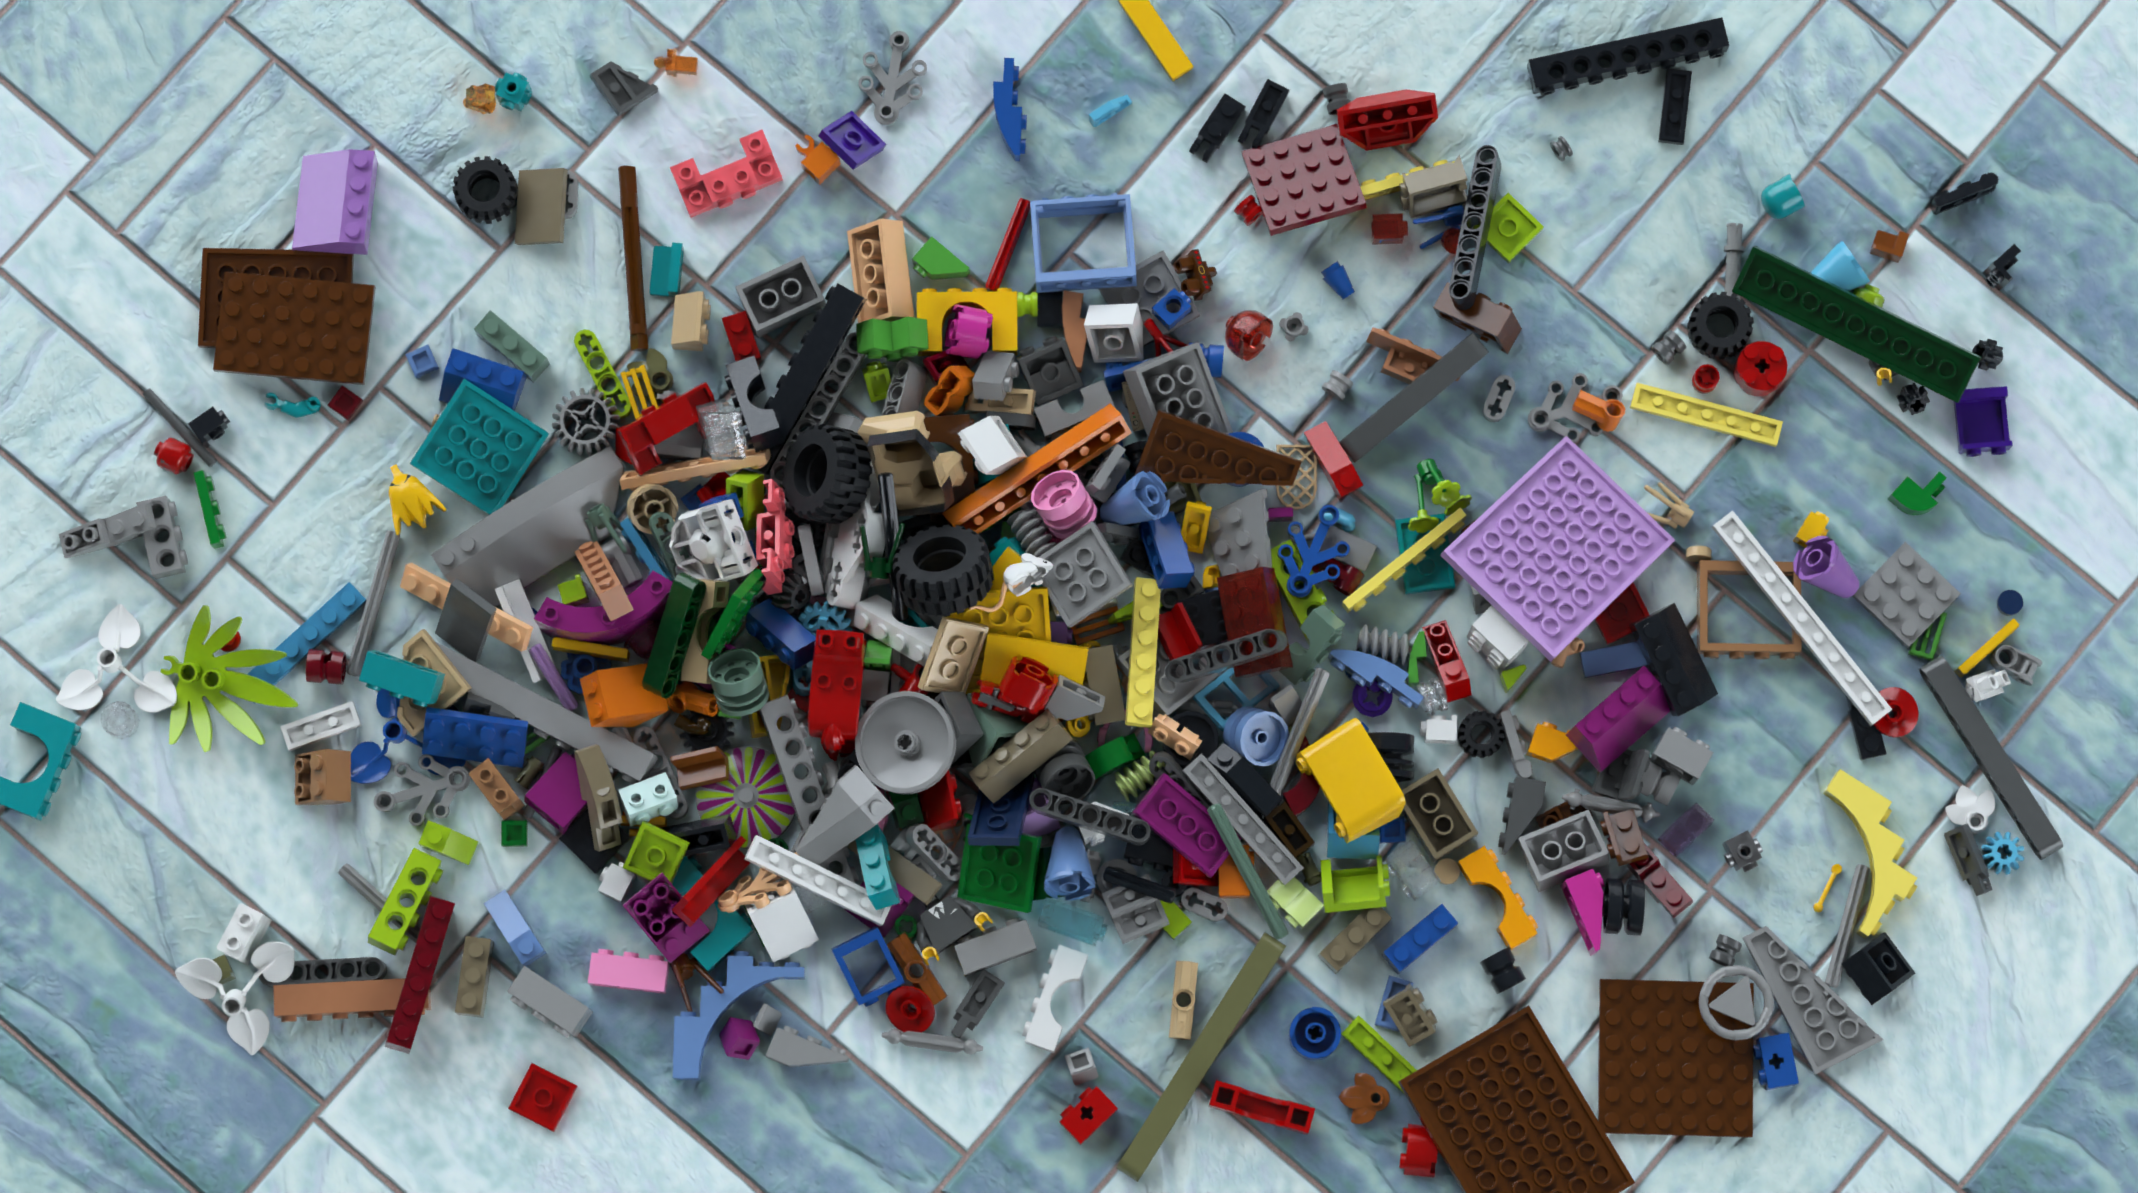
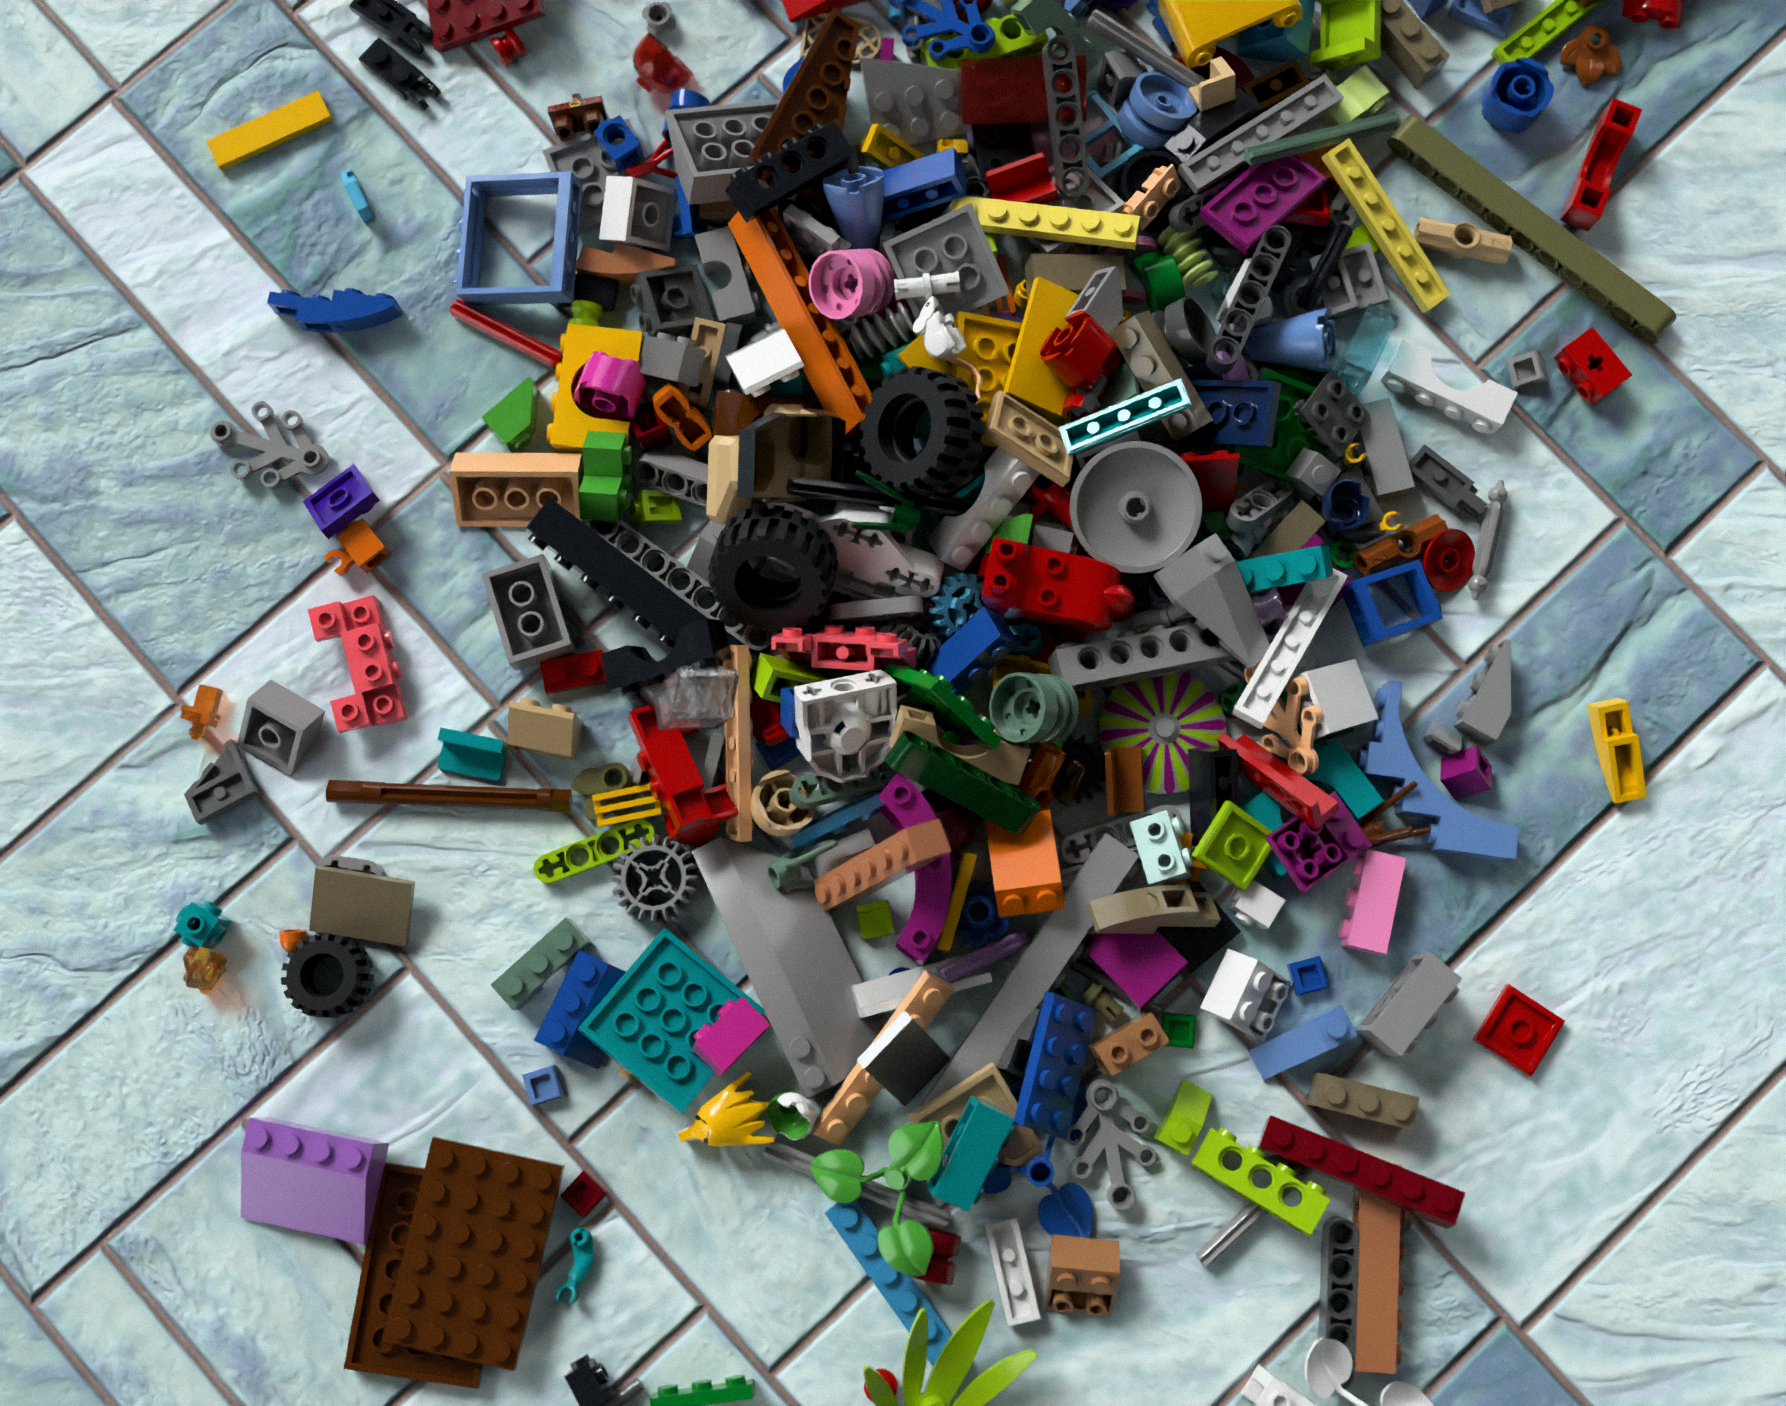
camera: 85 degrees left, 0 degrees up
(393, 637) = (915, 1155): none -> bright green plant
(418, 546) = (791, 1115): none -> bright green hair
(471, 491) = (730, 1036): none -> dark pink brick
(511, 159) = (291, 937): none -> orange hinge
(546, 881) = (1246, 994): none -> white slope
(567, 930) = (1307, 976): none -> blue tile
(671, 123) = (279, 726): none -> light grey slope
(772, 1157) = (1617, 749): none -> yellow slope
(845, 861) = (1270, 607): none -> clear purple wheel
(936, 915) = (1346, 505): none -> dark blue hair
(964, 890) = (1313, 472): none -> light grey brick
(974, 725) = (1125, 417): none -> teal slope
(1011, 898) = (1332, 414): none -> dark grey hinge
(1061, 560) = (927, 285): none -> white pin
(1170, 476) = (754, 200): none -> black brick
(1183, 932) = (1385, 225): none -> light yellow plate
(1273, 776) = (1217, 89): none -> tan panel

